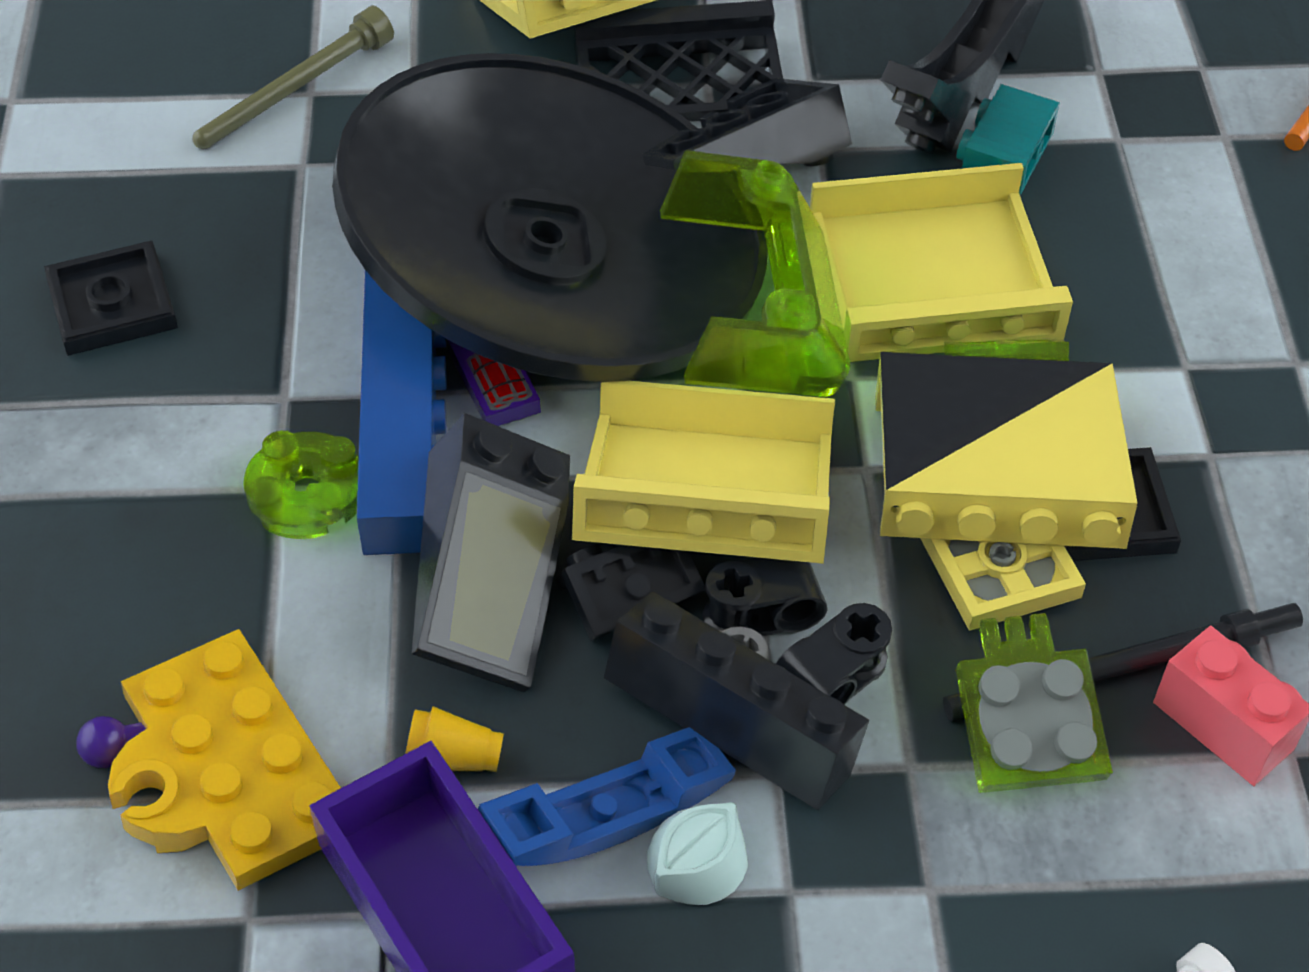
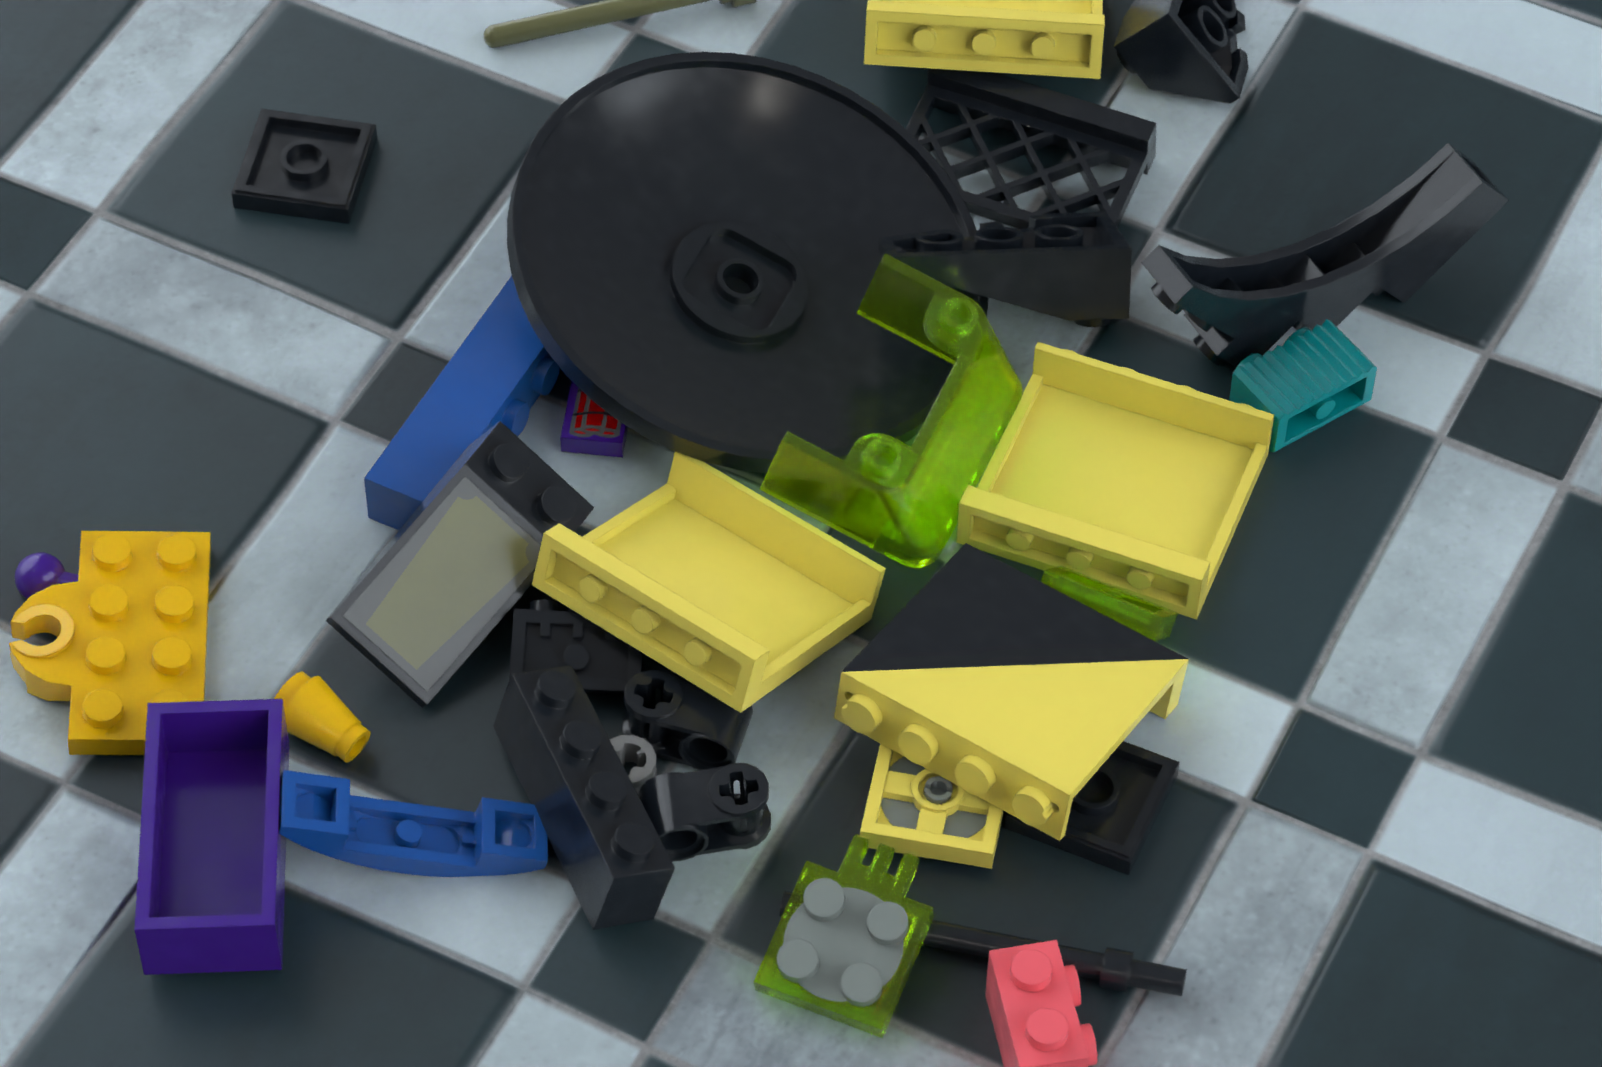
camera: 30 degrees right, 0 degrees up
(295, 456) = (347, 399): clear neon green plate -> none
(698, 854) = (465, 915): light aqua hat -> none

